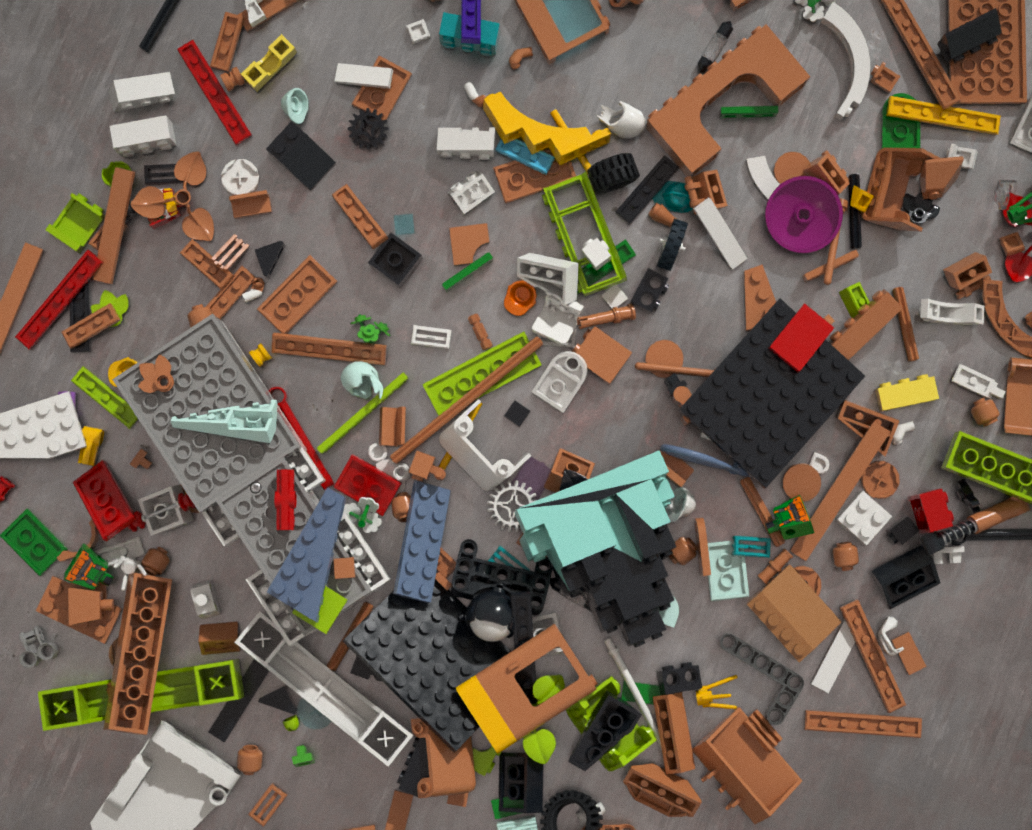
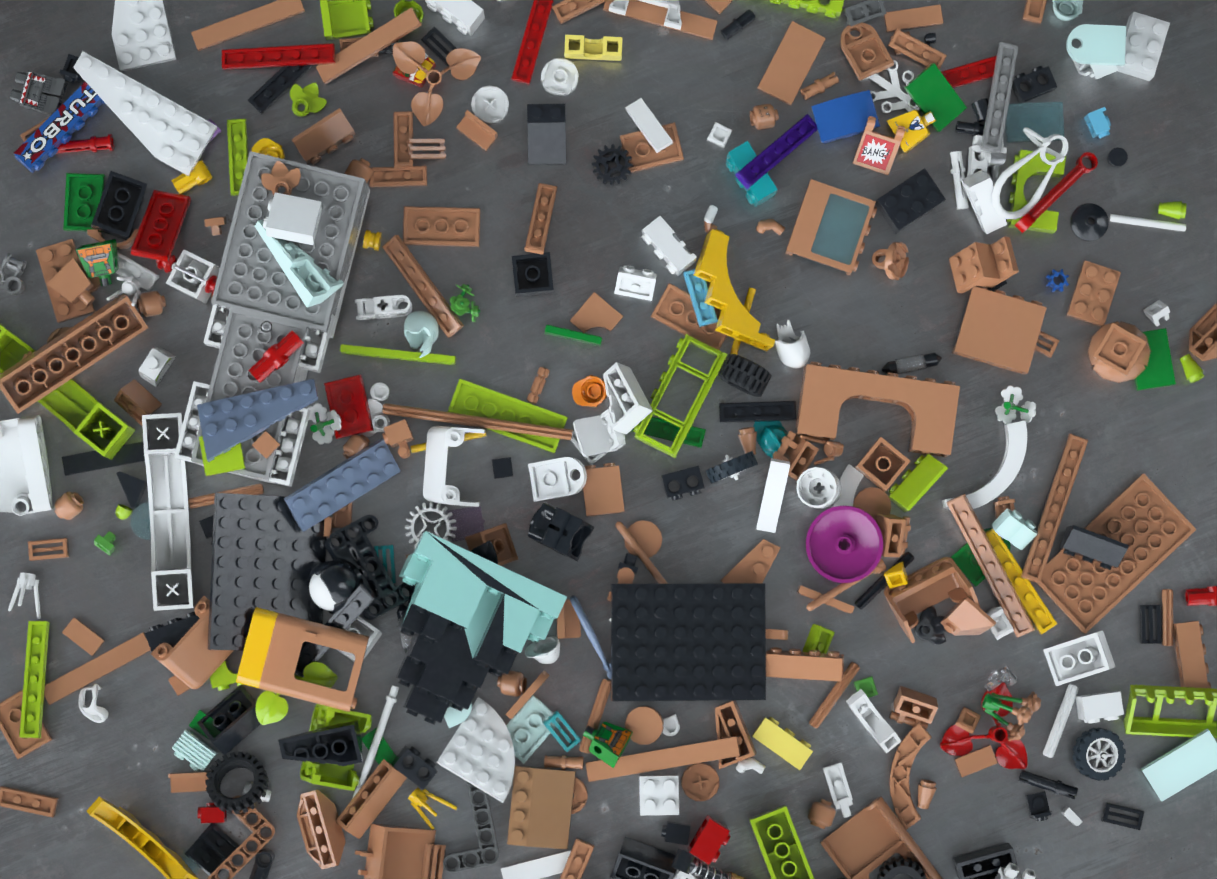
camera: 40 degrees right, 0 degrees up
(60, 518) = (119, 205): none -> black brick
(90, 326) = (279, 97): nougat tile -> none
(151, 320) = (324, 137): none -> nougat slope
(193, 392) = (293, 218): none -> white brick
(232, 79) = (557, 31): nougat wheel -> none
(256, 290) = (417, 193): arm -> none
(266, 108) = (559, 77): none -> white tile
(269, 256) = (449, 180): black slope -> none
(285, 408) = (334, 343): red piece -> none
(295, 105) = (580, 95): light aqua hat -> none
(313, 399) = (374, 307): none -> white piece
(392, 426) = (407, 385): nougat panel -> none
(404, 224) = (566, 256): clear light blue tile -> none
(428, 344) = (510, 366): white tile -> none
(596, 252) = (672, 417): white brick -> none
(603, 412) = (559, 531): none -> black piece
(614, 297) = (655, 461): white tile -> none
(614, 315) = (641, 473): nougat pin -> none
(714, 618) = (482, 752): none -> white plate
(724, 161) = (831, 449): none -> nougat plant
(734, 197) = (808, 484): none -> white wheel
(748, 111) = (884, 432): green tile -> none
(769, 134) = (882, 464): none -> nougat brick
(801, 337) = (749, 626): red tile -> none
(806, 121) = (916, 482): none -> lime slope
(845, 555) = (619, 807): nougat head -> none
(904, 81) = (1014, 528): none -> light aqua brick
(914, 123) = (990, 565): none -> nougat tile
(920, 293) = (867, 685): none -> bright green tile
(965, 493) = (746, 855): black plate -> none

